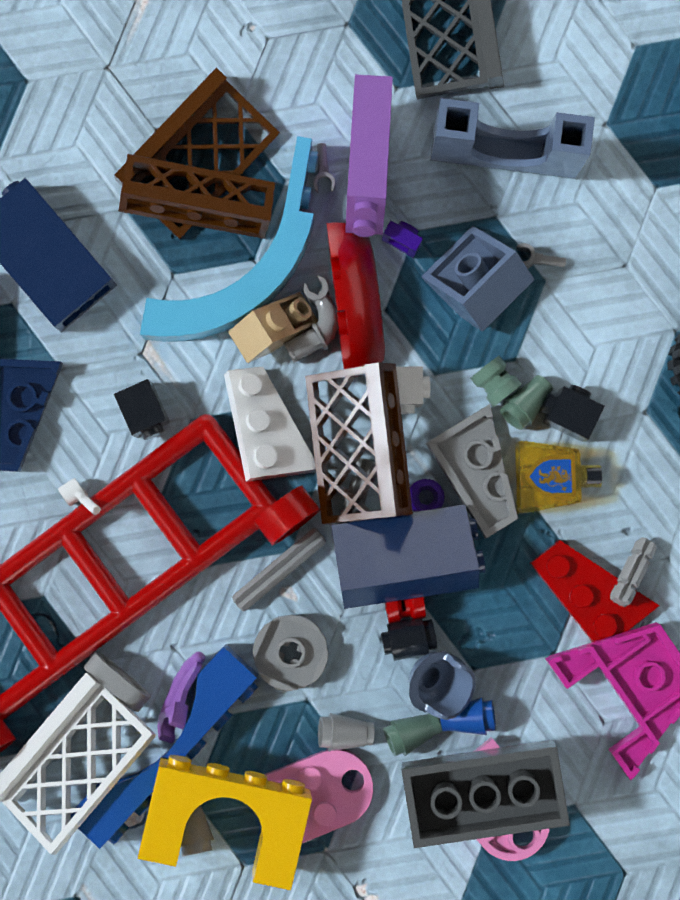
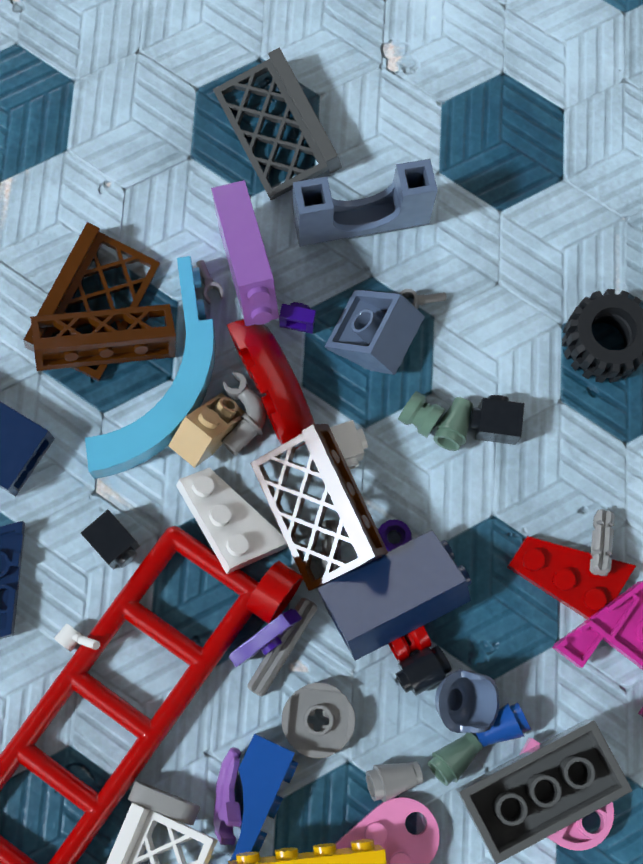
camera: 20 degrees left, 10 degrees down
(264, 559) = (266, 639): none -> plate
(476, 471) = (429, 497): light grey wing -> none
(550, 476) = (498, 482): torso -> none

